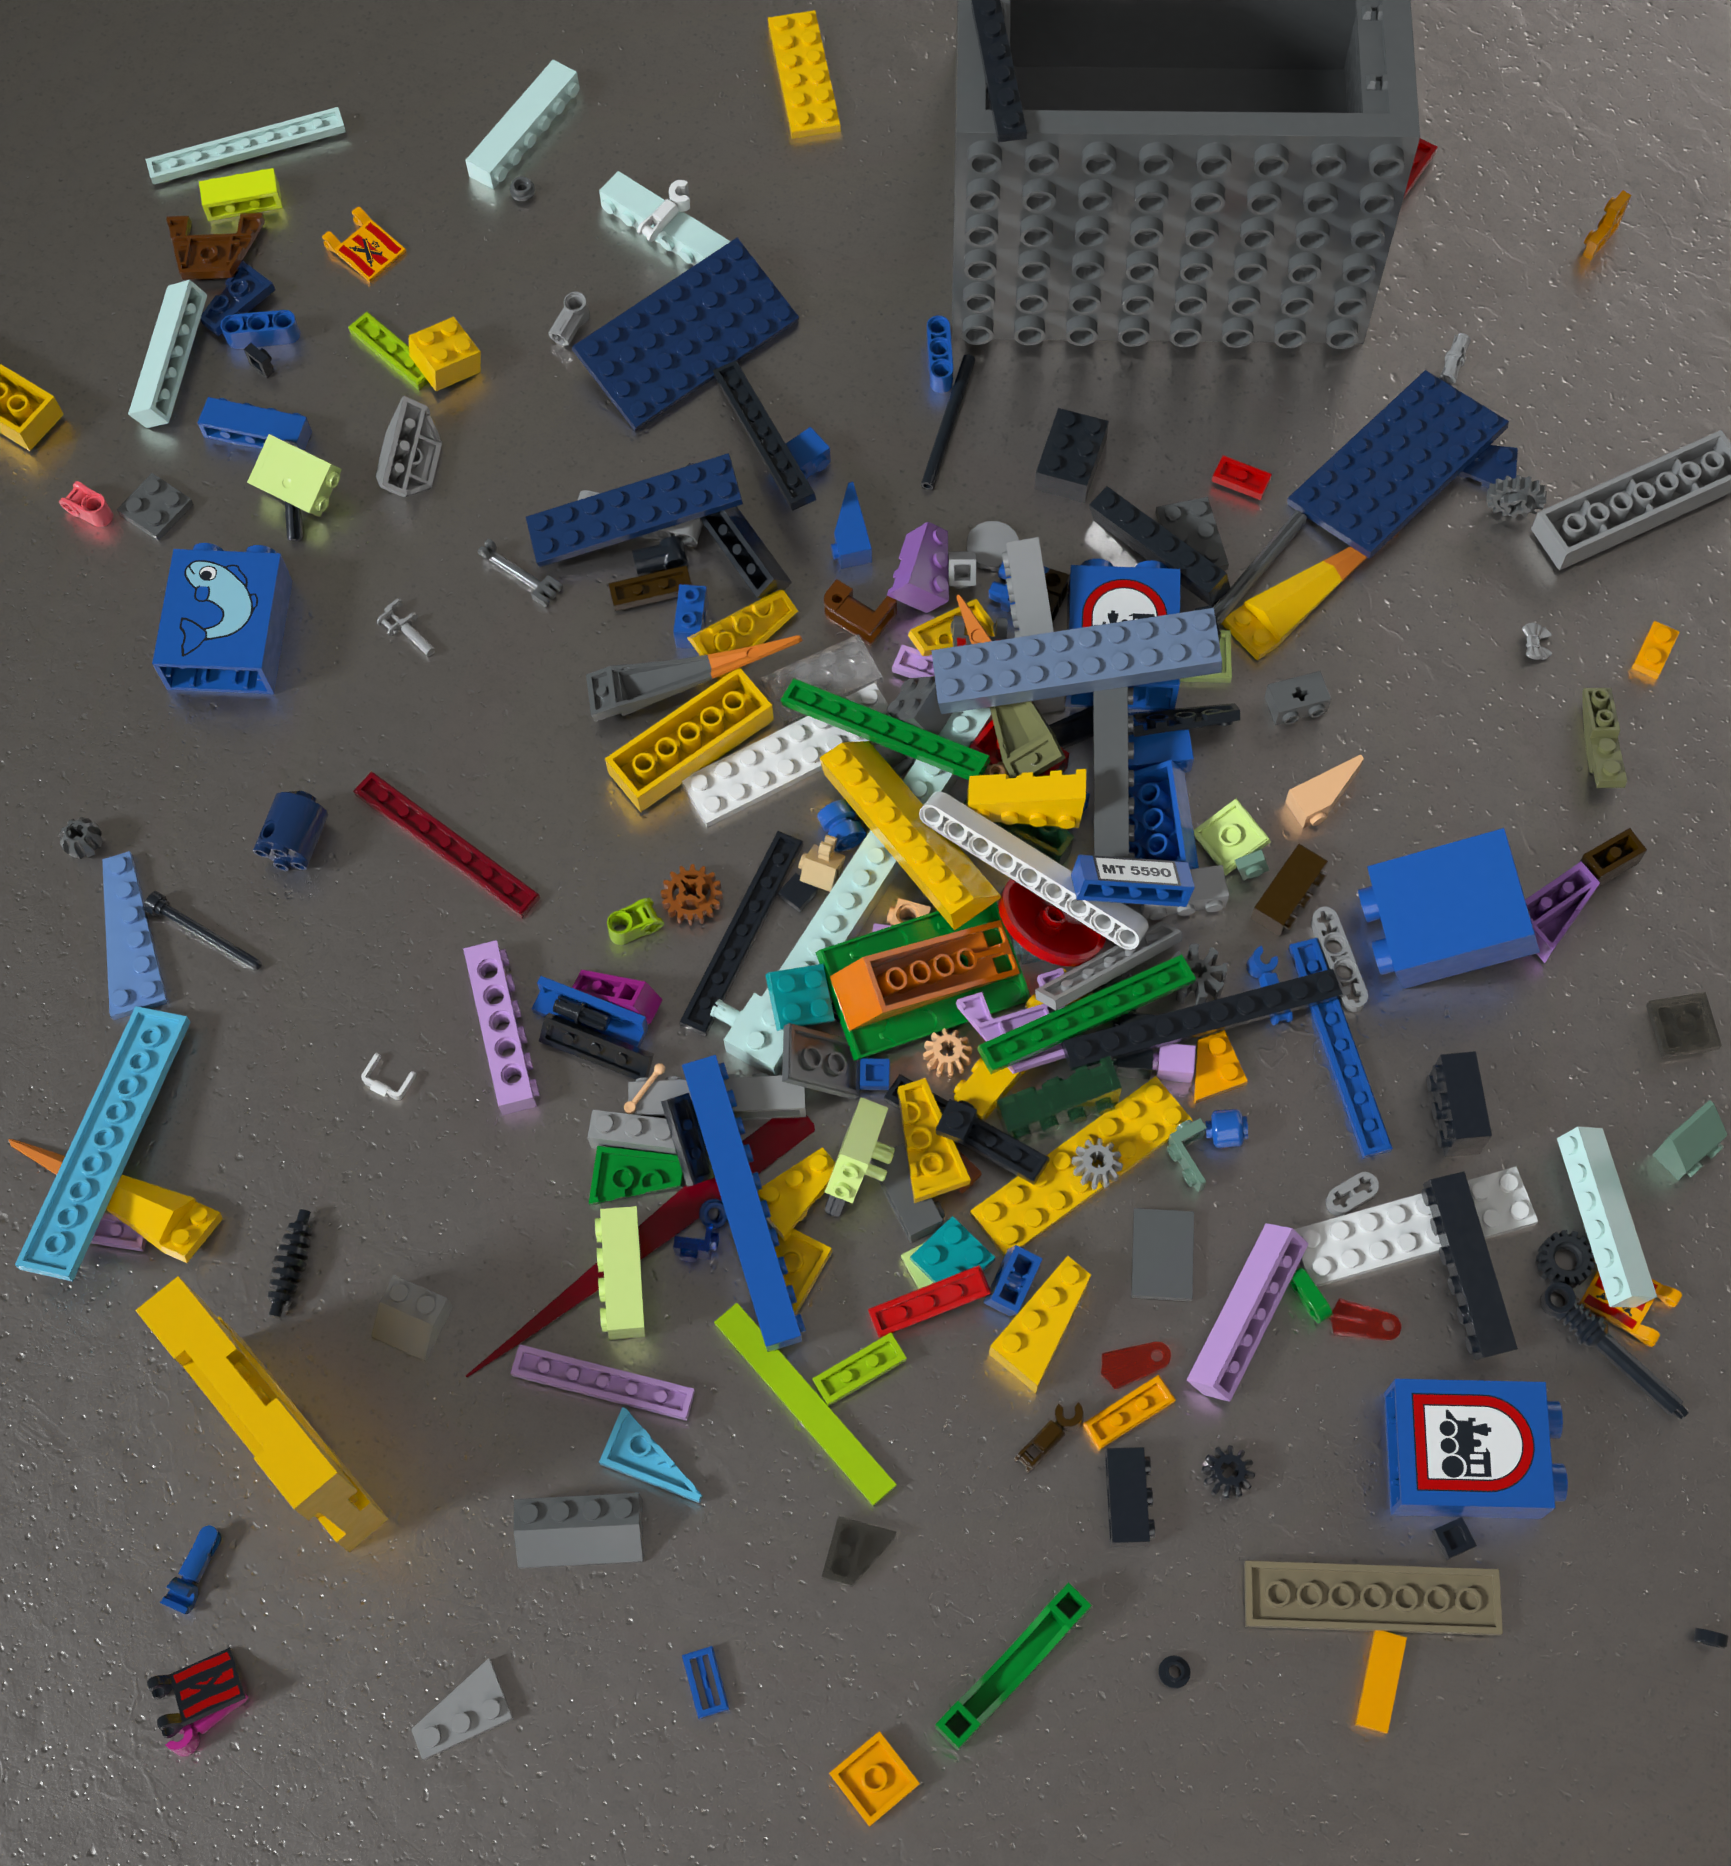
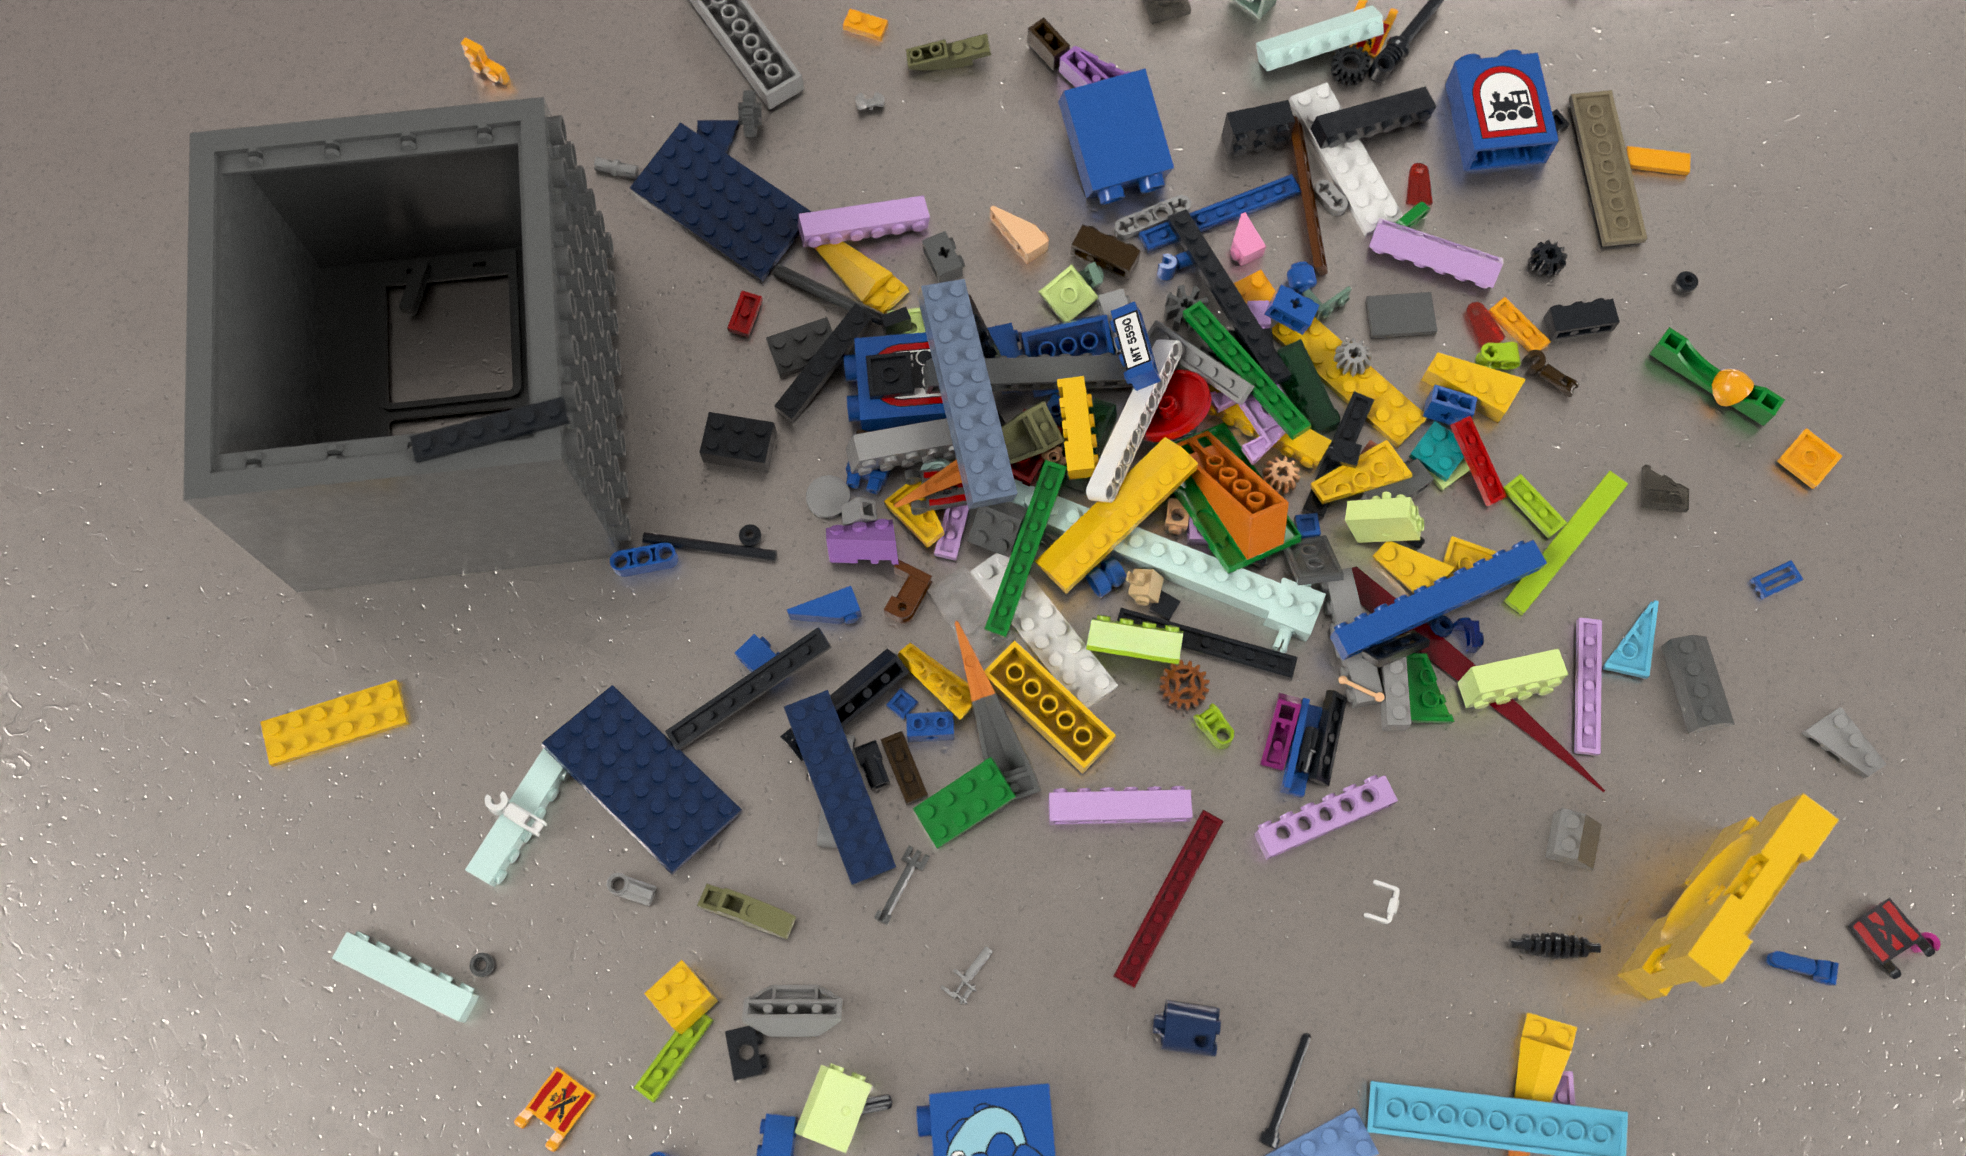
camera: 100 degrees left, 5 degrees up
(364, 404) = (736, 1041): none -> black brick
(520, 419) = (747, 910): none -> olive slope
(559, 803) = (1120, 806): none -> lavender brick
(595, 640) = (964, 802): none -> green plate
(726, 597) = (902, 704): none -> blue tile
(750, 839) = (1135, 640): none -> slope
(800, 996) = (1268, 579): teal plate -> none
(955, 468) = (754, 540): none -> black plate
(996, 1685) = (1731, 386): none -> light orange helmet
(1083, 1374) = (1499, 356): none -> lime piece
(1123, 597) = (890, 375): none -> black tile
(1179, 1078) = (1292, 309): none -> blue brick
(1290, 1066) = (1247, 242): none -> bright pink slope
(1352, 609) = (863, 221): none -> lavender brick
(1354, 1159) = (1309, 198): none -> reddish brown tile

